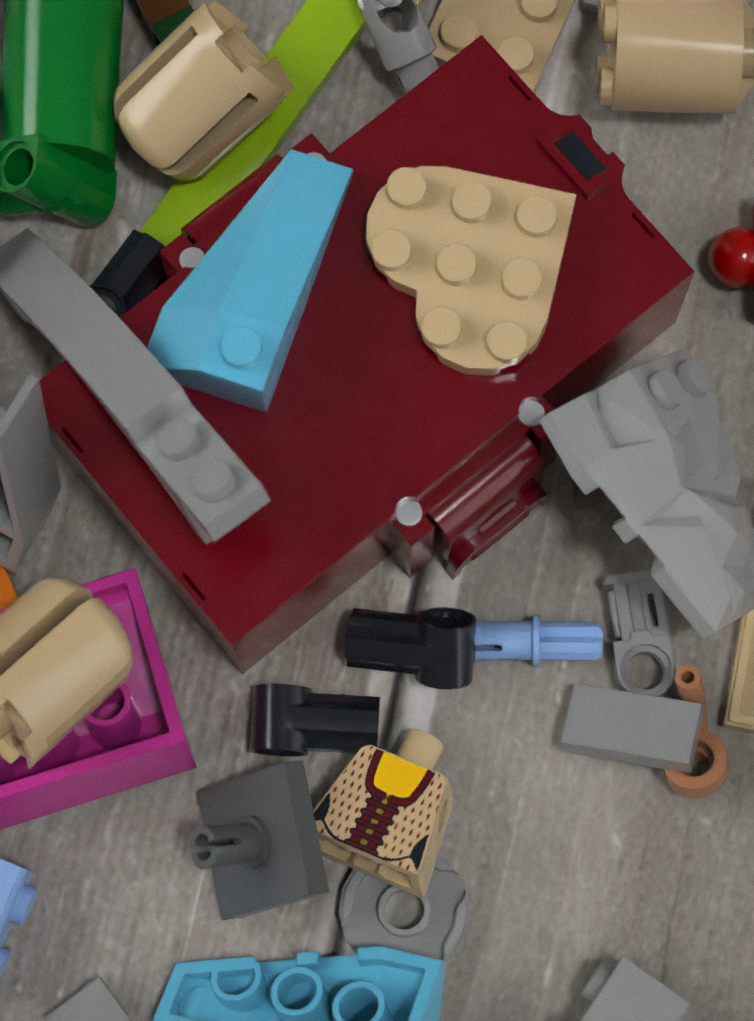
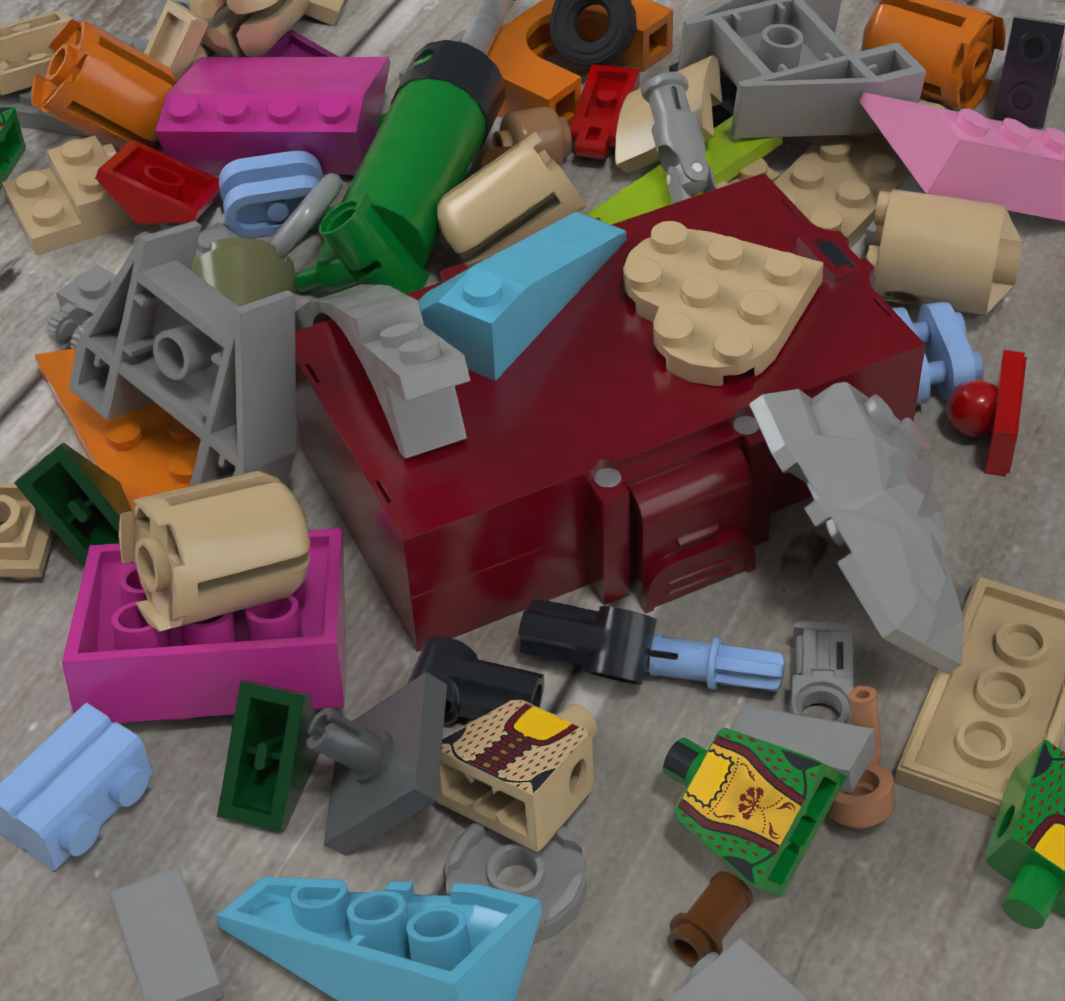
camera: 15 degrees right, 30 degrees down
(144, 852) = (267, 756): none -> dark green slope
(586, 921) = (709, 918): none -> reddish brown pin
(604, 807) = (752, 803): none -> torso
(689, 156) = (947, 353): none -> light blue brick

